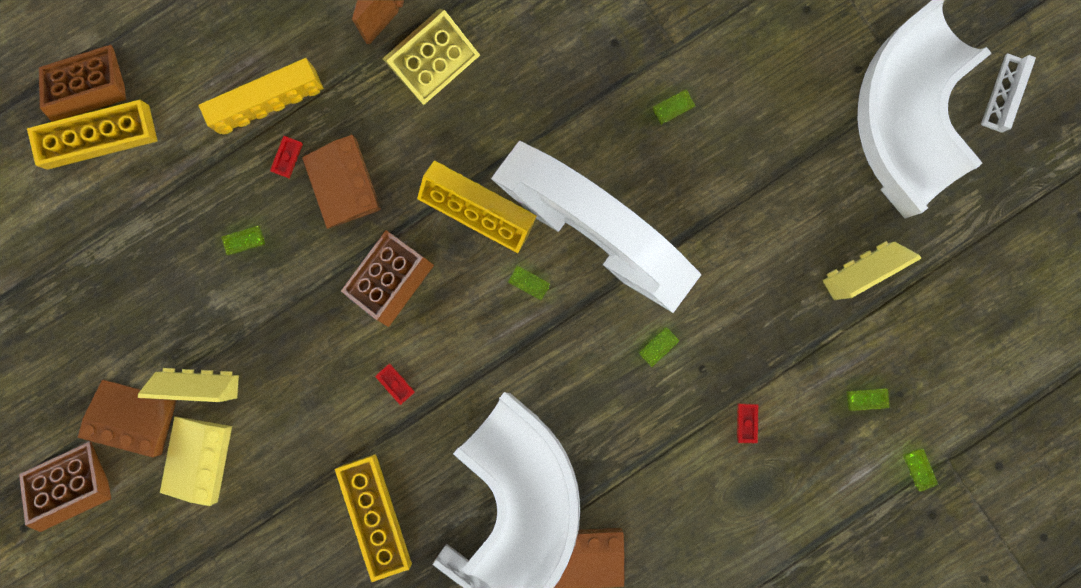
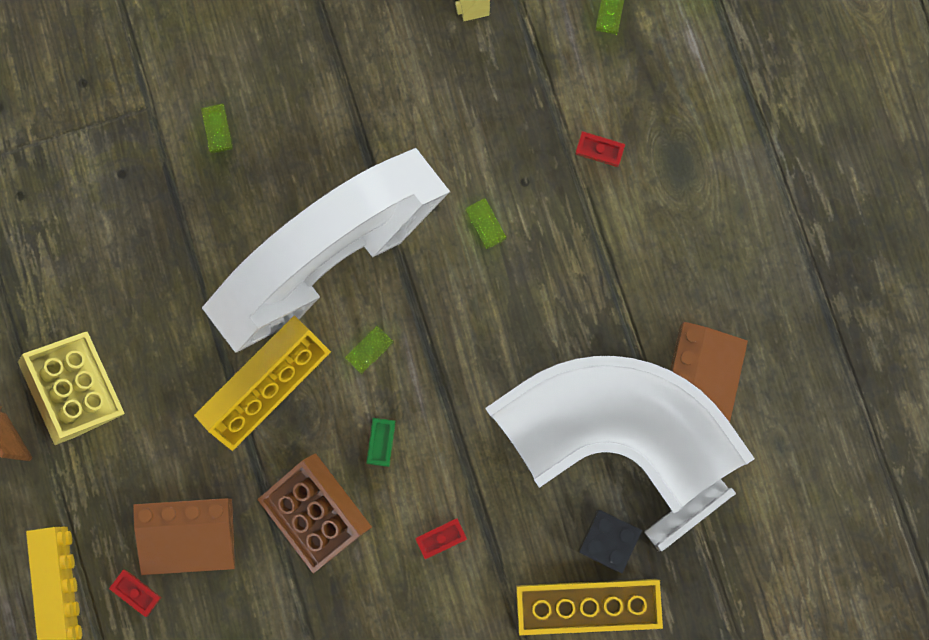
camera: 70 degrees left, 5 degrees down
(430, 519) = (609, 541): none -> black brick
(458, 314) = (381, 442): none -> green tile

